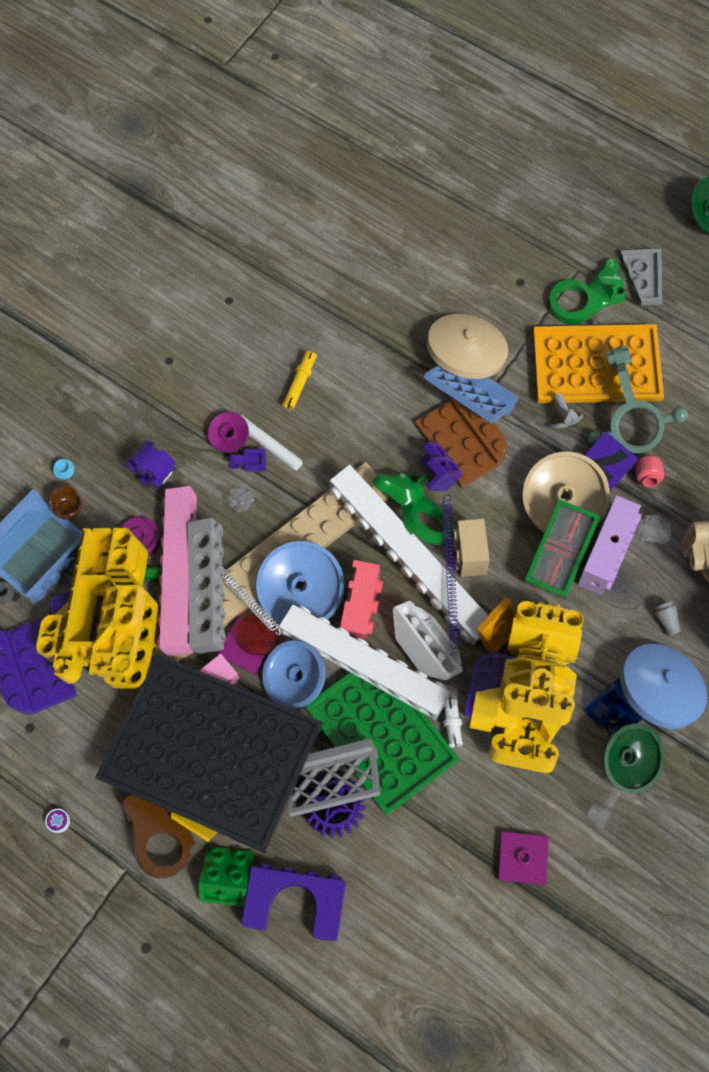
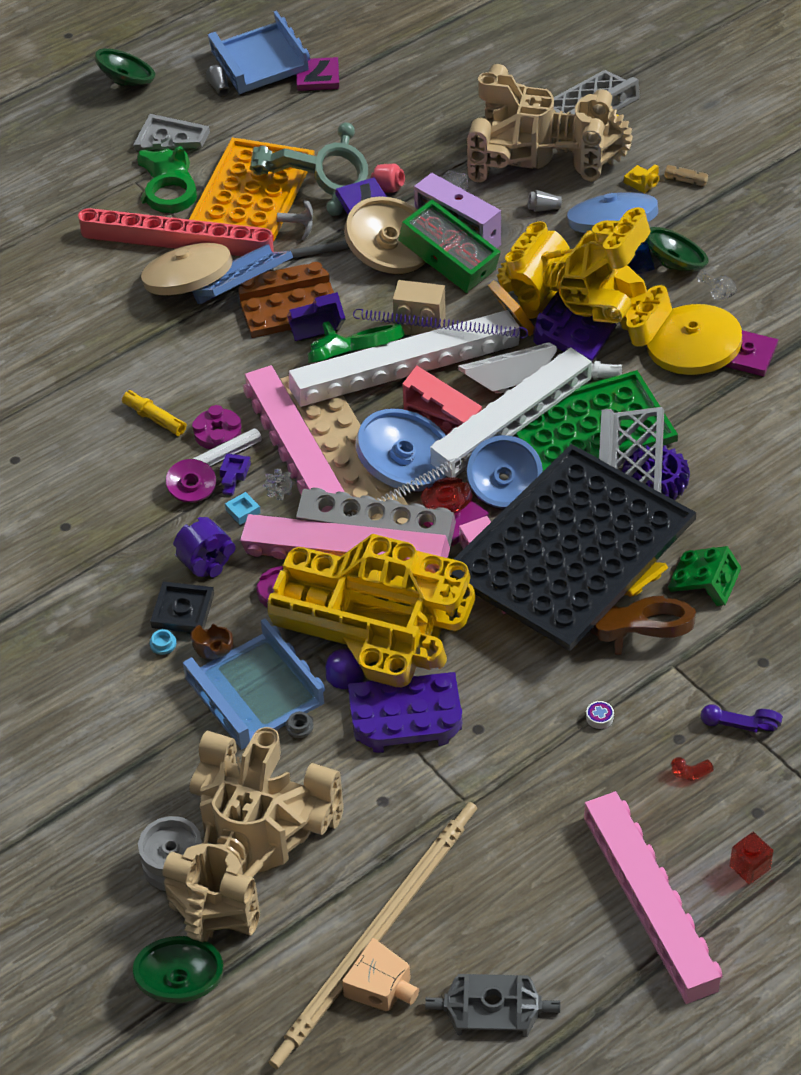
camera: 75 degrees left, 20 degrees down
(11, 908) = (688, 772): none -> clear red arm
(73, 960) = (762, 719): none -> dark purple piece
(99, 471) = (182, 607): none -> black plate
(211, 480) = (241, 507): none -> medium azure plate
(267, 883) = (749, 497): dark purple arch -> none
(292, 497) = (289, 432): none -> bright pink brick
(298, 421) = (213, 418): none -> magenta plate
(515, 331) = (170, 231): none -> coral beam
(515, 822) = (696, 340): none -> yellow dish
(531, 430) = (318, 249): none -> dark grey bar

